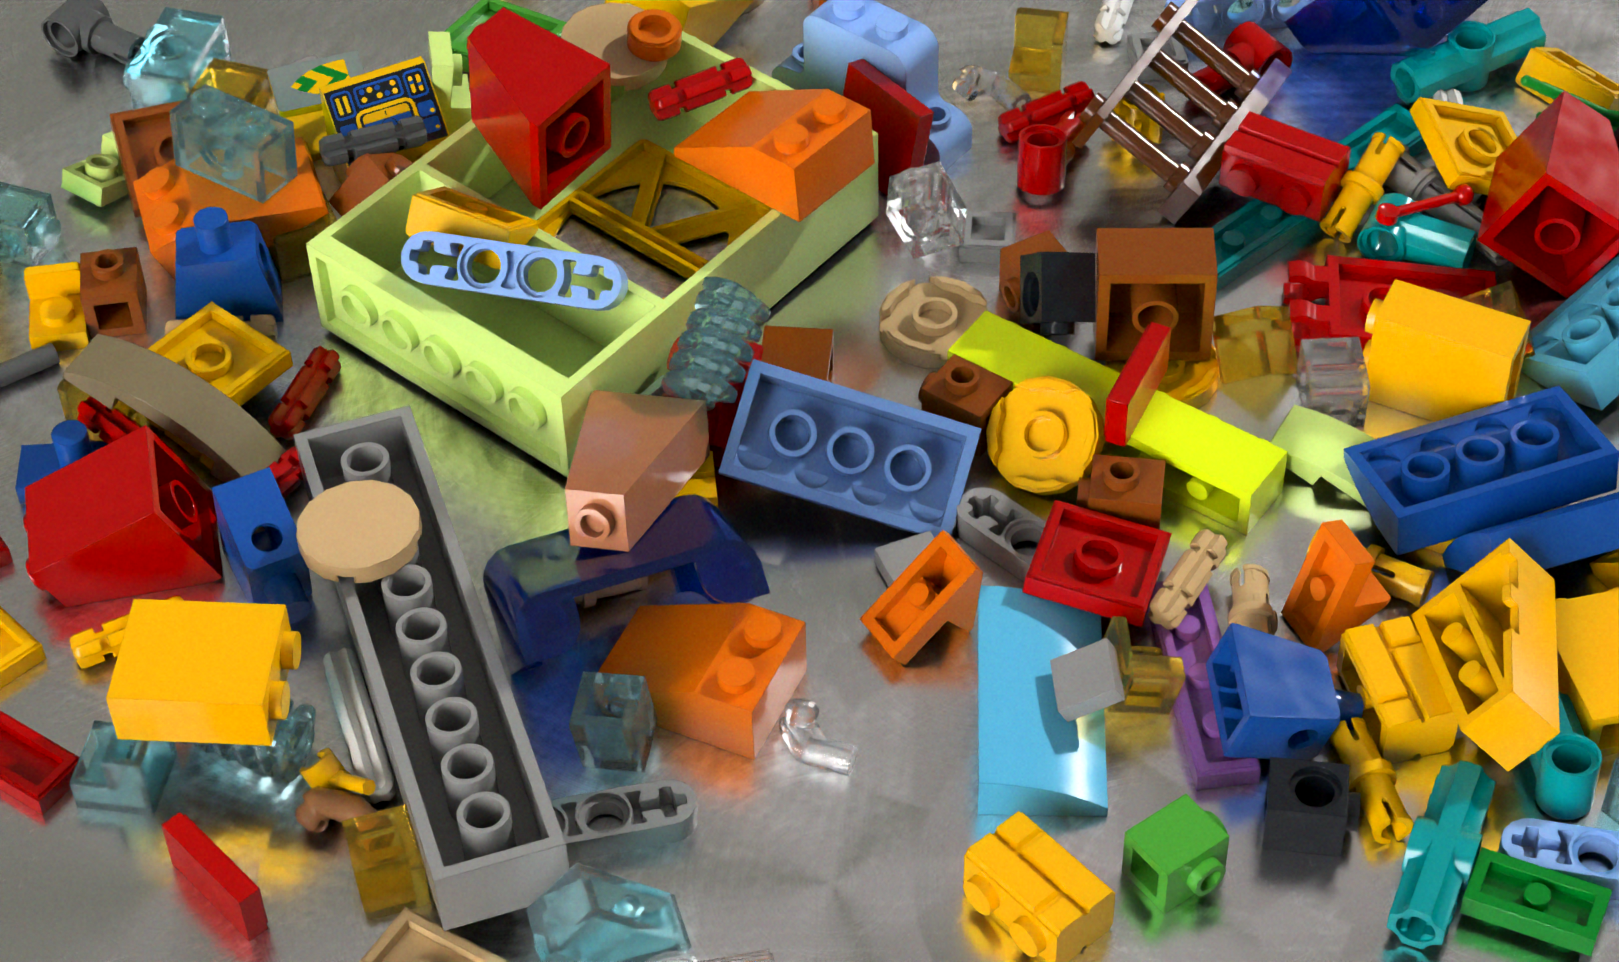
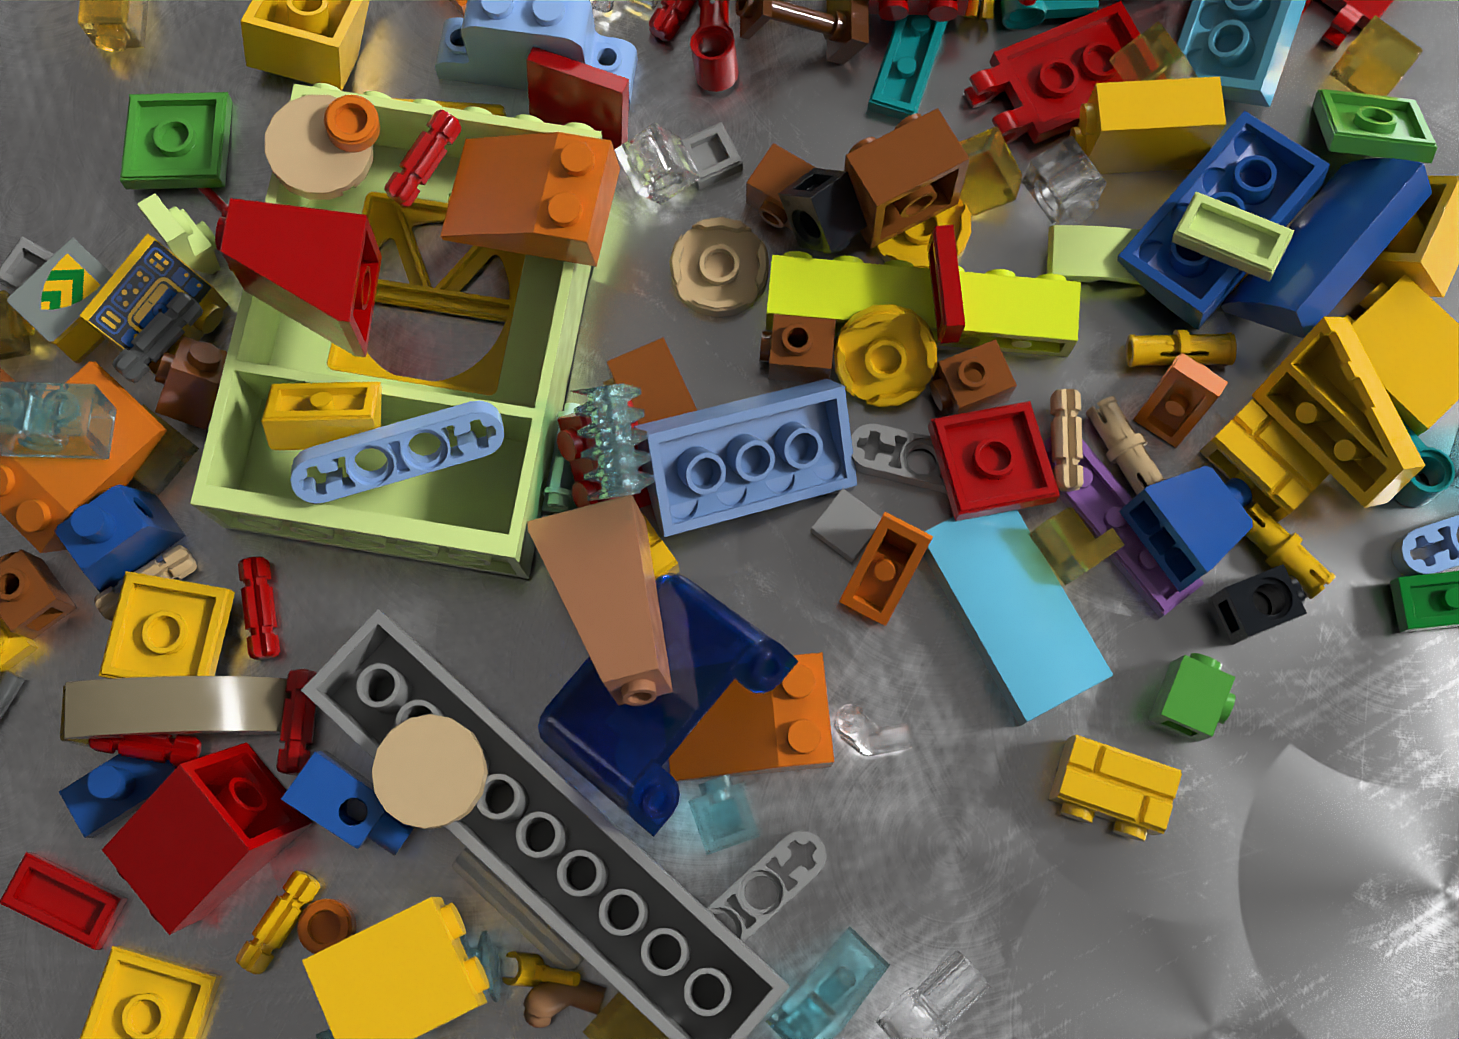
camera: 30 degrees left, 30 degrees up
(1087, 680) = (1055, 585): light grey tile -> none
(1441, 855) = (1370, 593): teal piece -> none
(1471, 466) = (1232, 236): none -> yellowish green tile

